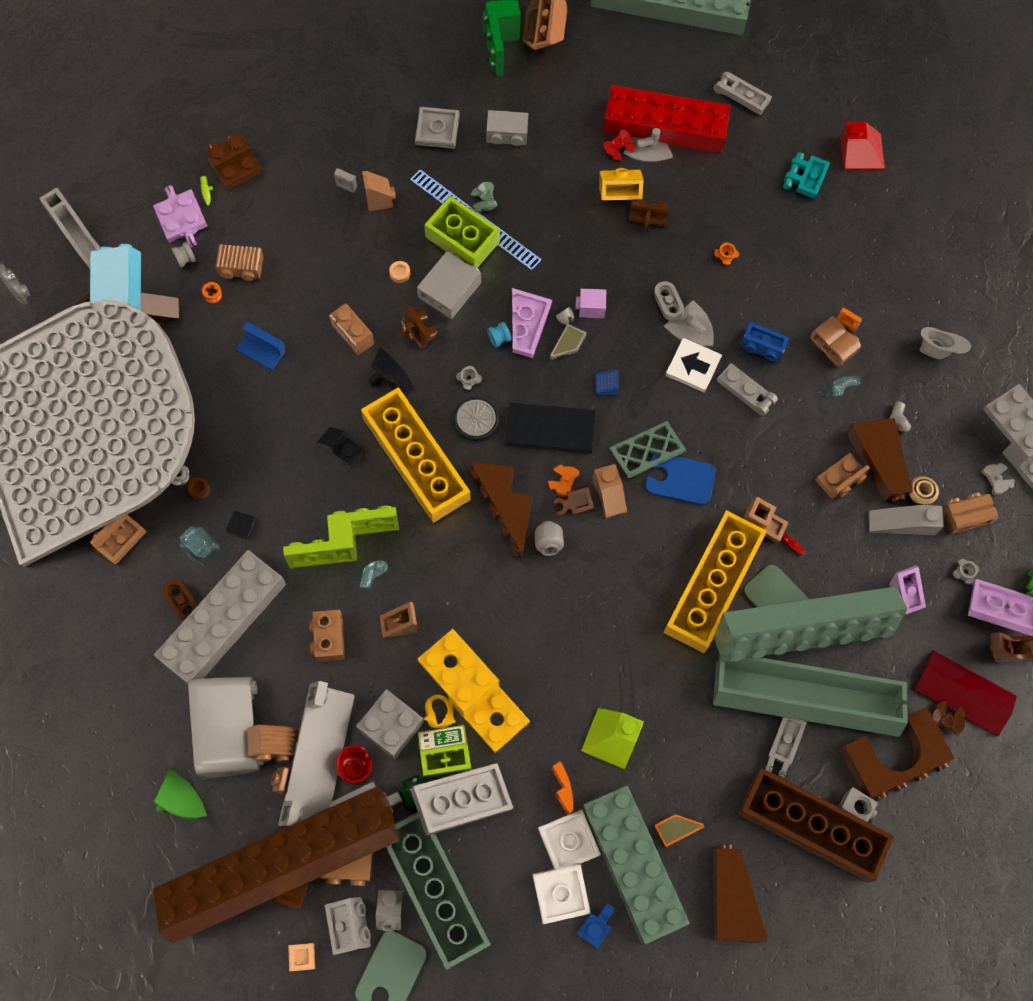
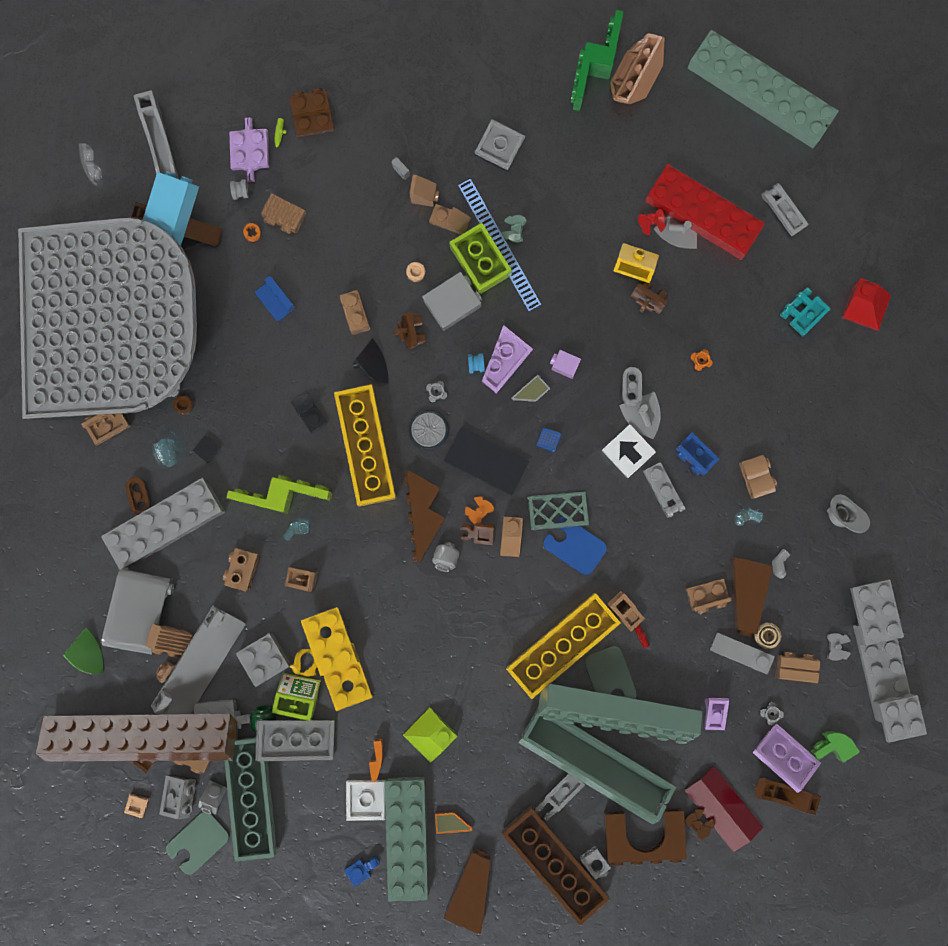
camera: 25 degrees right, 15 degrees up
(353, 764) = (224, 680): red hair -> none
(414, 211) = (450, 219): none -> medium nougat slope
(507, 127) = (560, 168): light grey brick -> none
(561, 893) = (343, 836): white tile -> none
(565, 316) = (538, 365): light grey hinge -> none
(849, 319) = (776, 464): orange slope -> none

